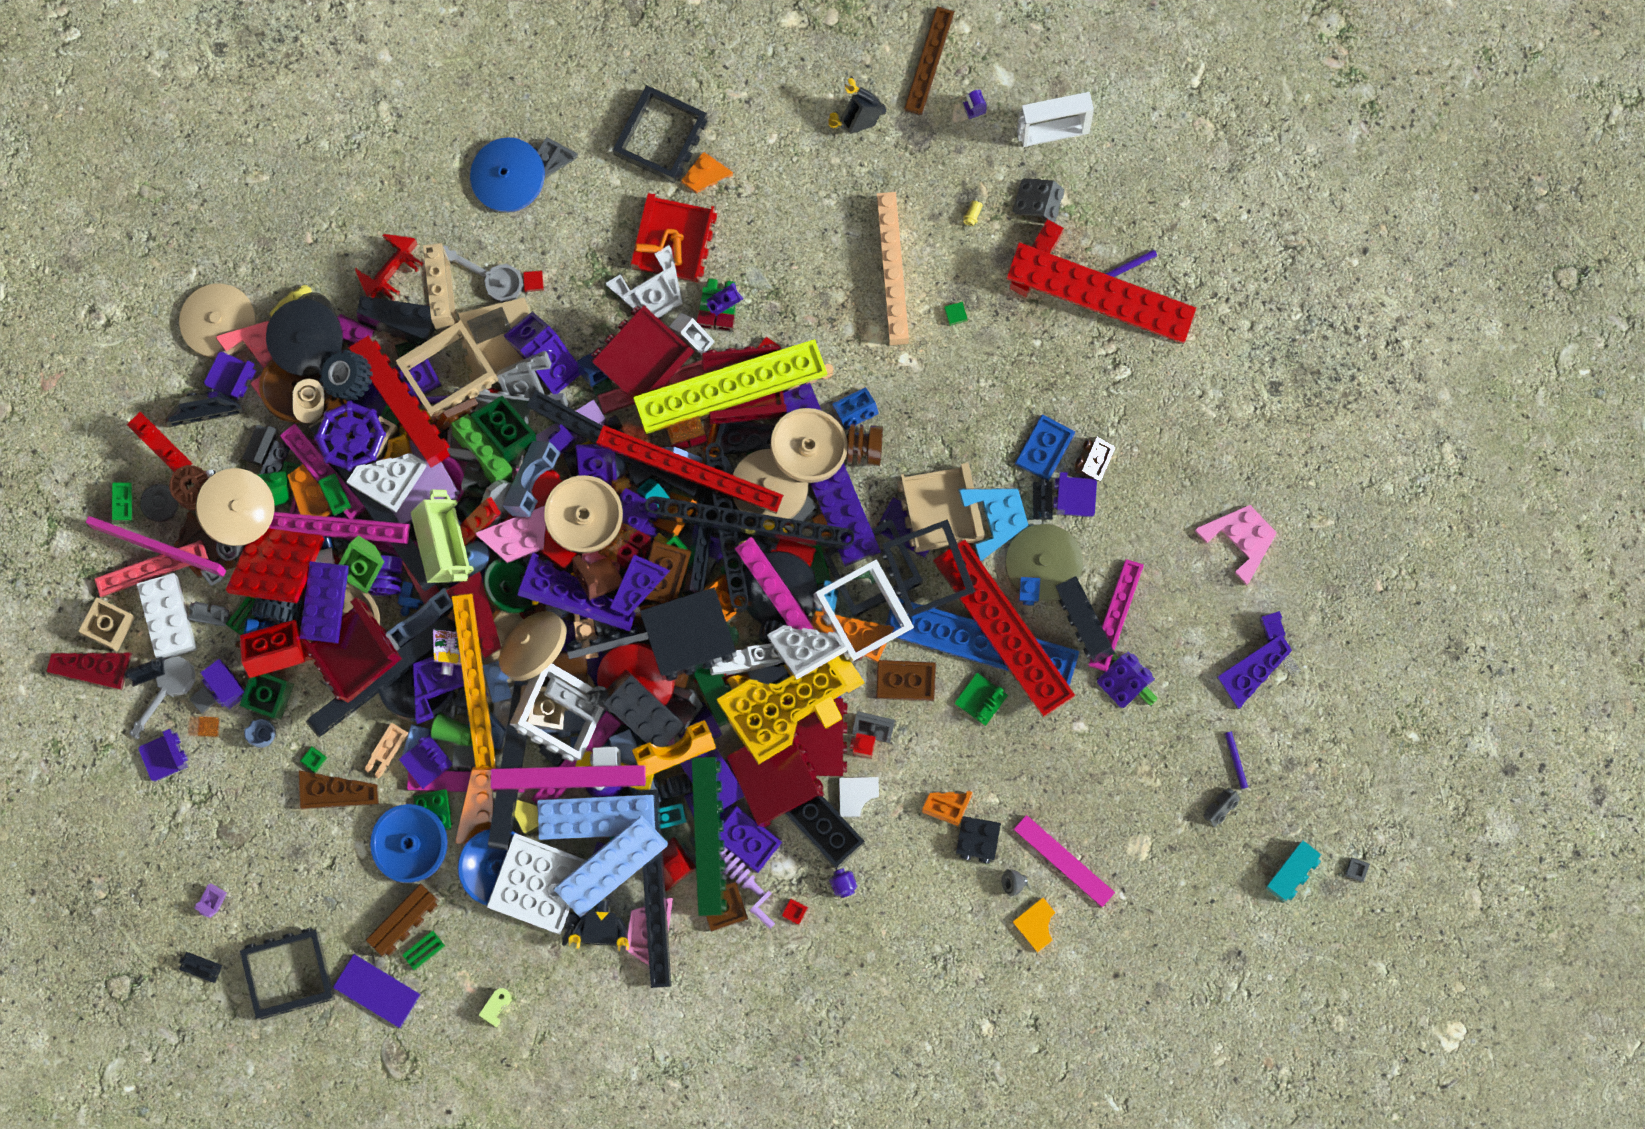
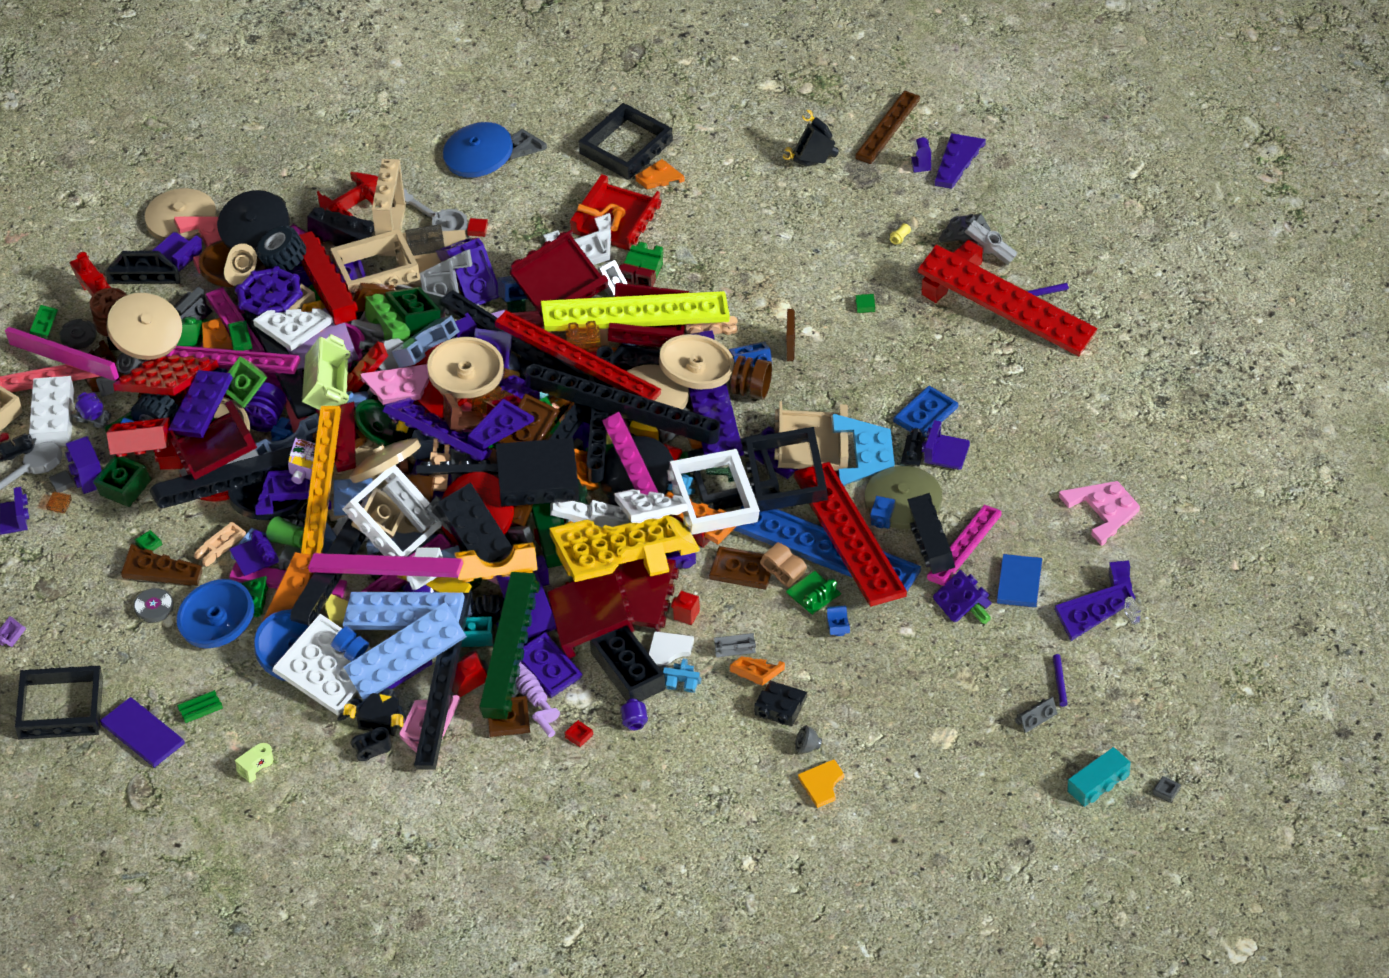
camera: 10 degrees right, 30 degrees down
(206, 610) = (89, 406): none -> dark purple head
(260, 733) = (105, 511): sand blue hair -> none
(342, 837) = (153, 605): none -> dark grey tile
(402, 920) = (187, 676): reddish brown brick -> none
(554, 865) = (348, 643): none -> blue wheel
(600, 966) = (373, 743): none -> black piece
(724, 299) = (648, 249): dark purple hips -> none
(869, 829) = (682, 673): none -> dark azure hips
(874, 726) = (709, 595): dark grey hinge -> none
(892, 268) = (813, 260): light nougat brick -> none
(892, 380) = (790, 335): none -> reddish brown tile
(916, 781) = (734, 645): none -> hinge
(947, 675) = (783, 564): none -> medium nougat brick
(1011, 89) = (957, 158): none -> dark purple wing
(1013, 734) = (838, 620): none -> blue bracket
(1058, 129) = (992, 189): white window -> none
(1061, 213) = (991, 242): none -> light grey piece
(1064, 861) = (864, 735): dark pink tile -> none
(1094, 458) = (973, 424): bracket -> none
(1176, 646) = (1019, 580): none -> blue tile

